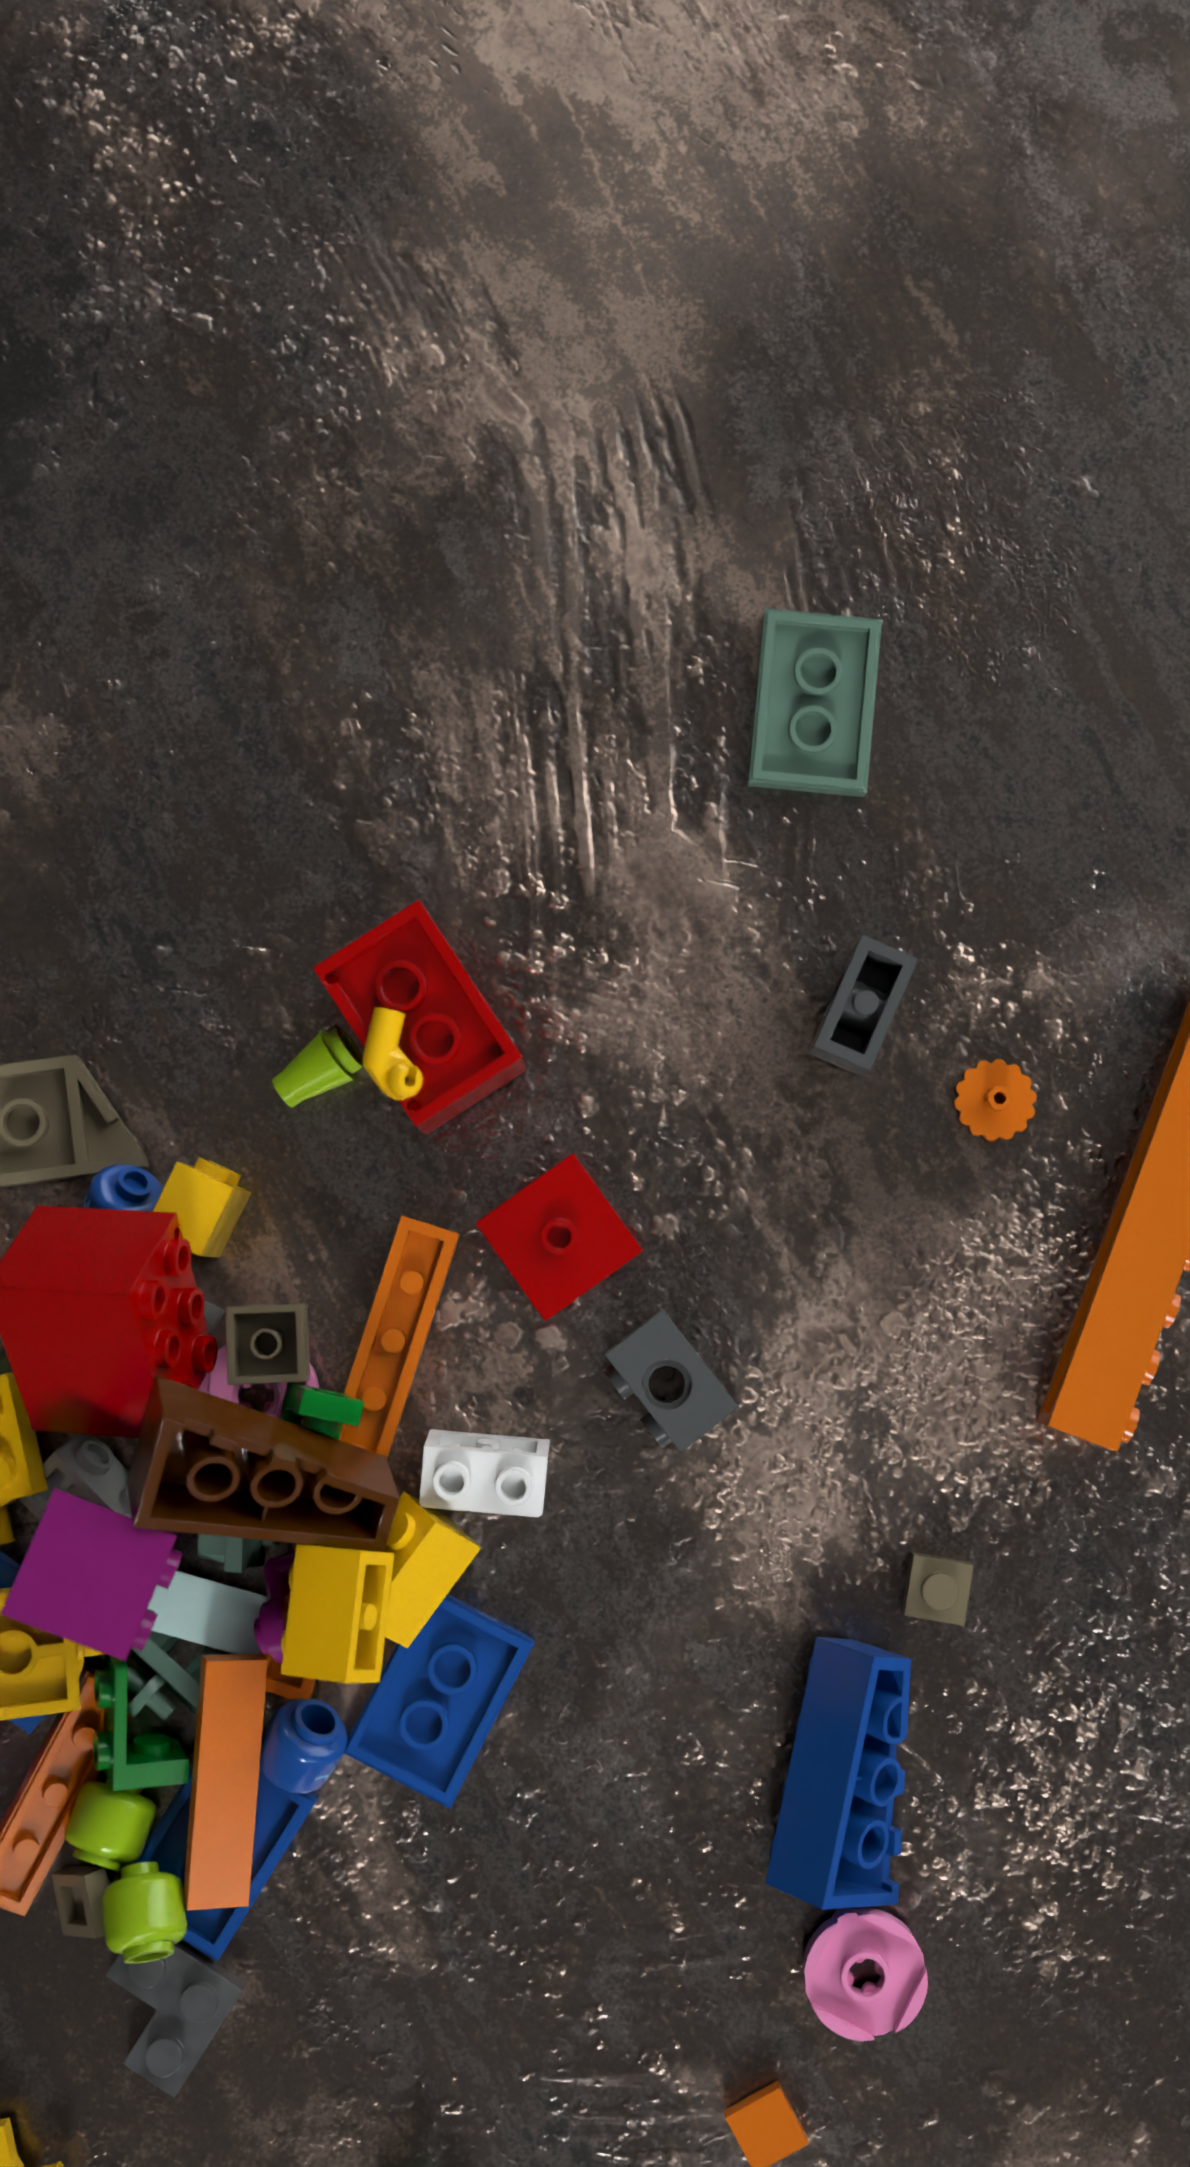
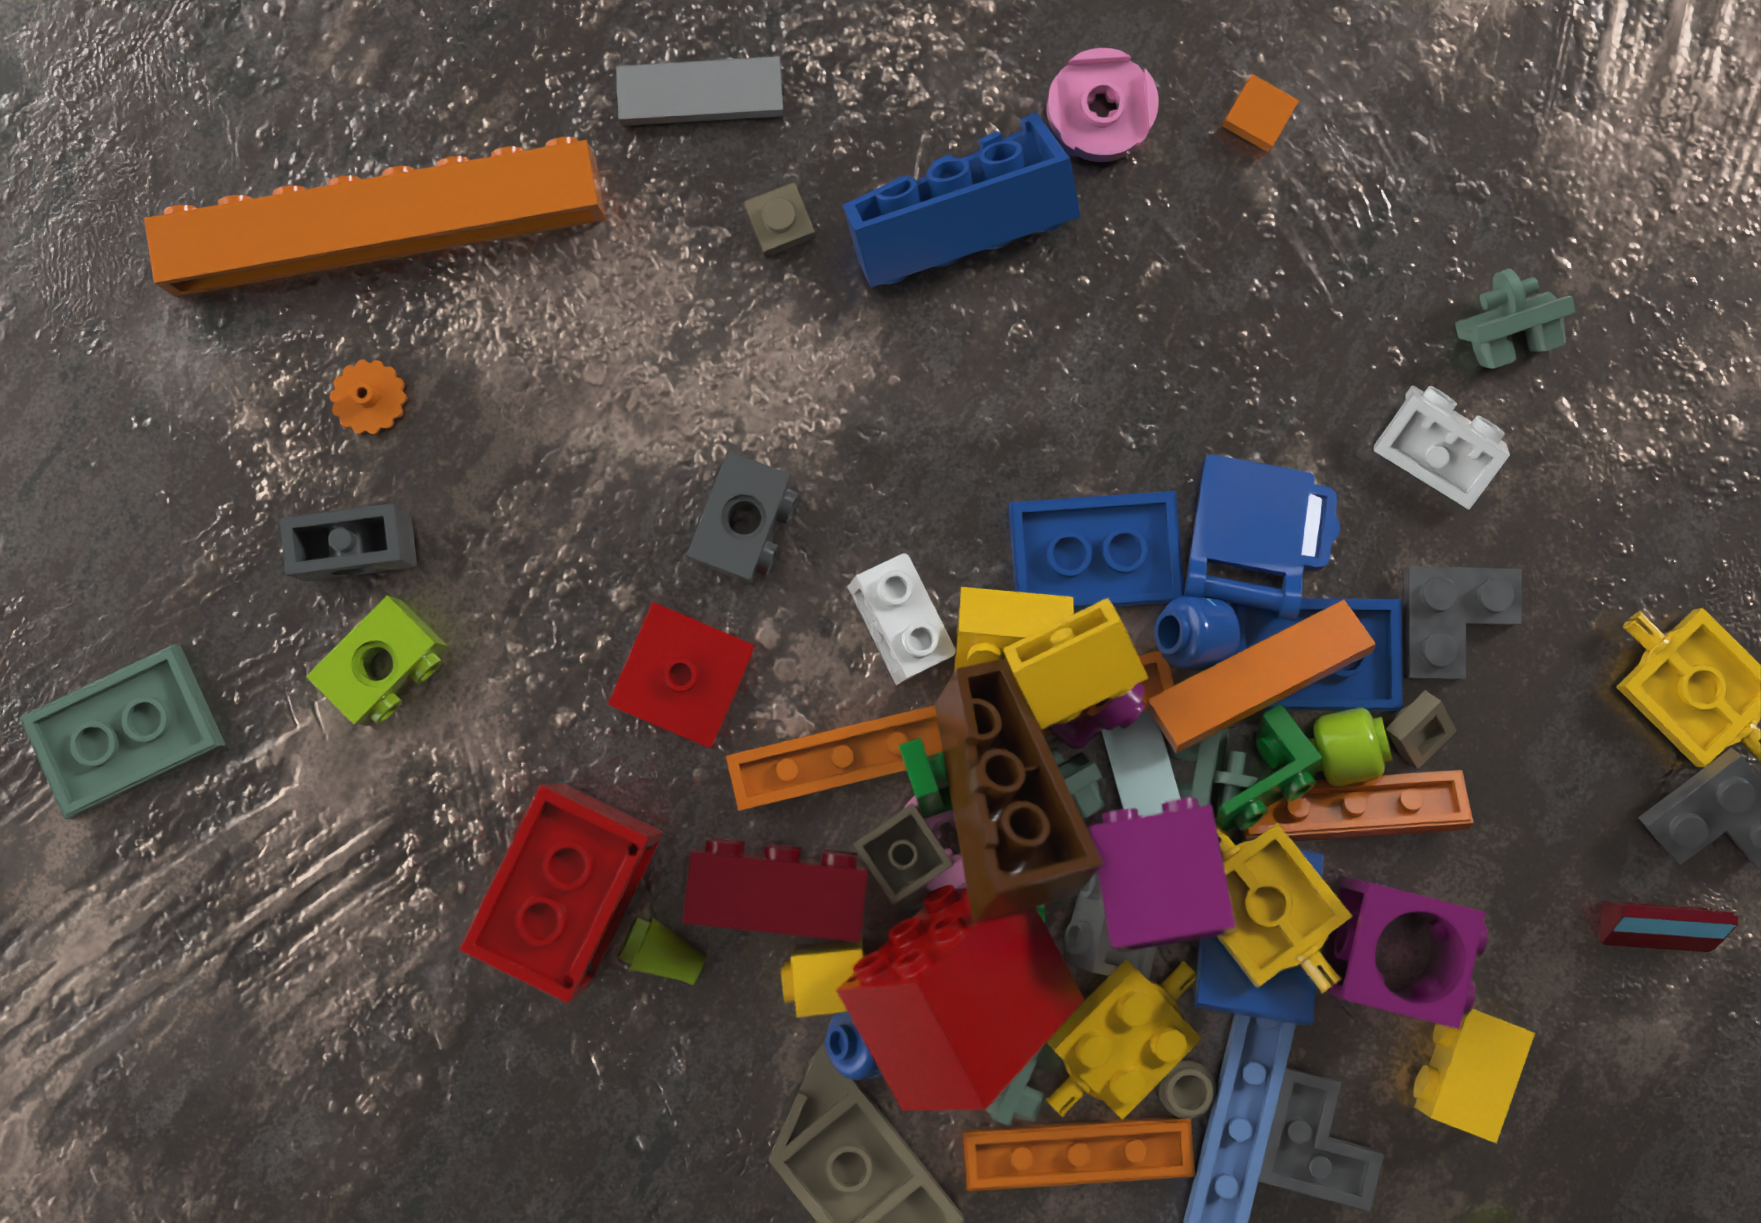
camera: 120 degrees left, 0 degrees up
(144, 1913) = (1399, 675): lime head -> none
(303, 1211) = (776, 890): none -> dark red brick
(335, 2099) = (1443, 446): none -> white bracket
(369, 1873) = (1260, 522): none -> blue piece
(385, 1060) = (607, 893): yellow arm -> none
(740, 932) = (347, 674): none -> lime brick
(1108, 1588) = (699, 91): none -> light grey tile

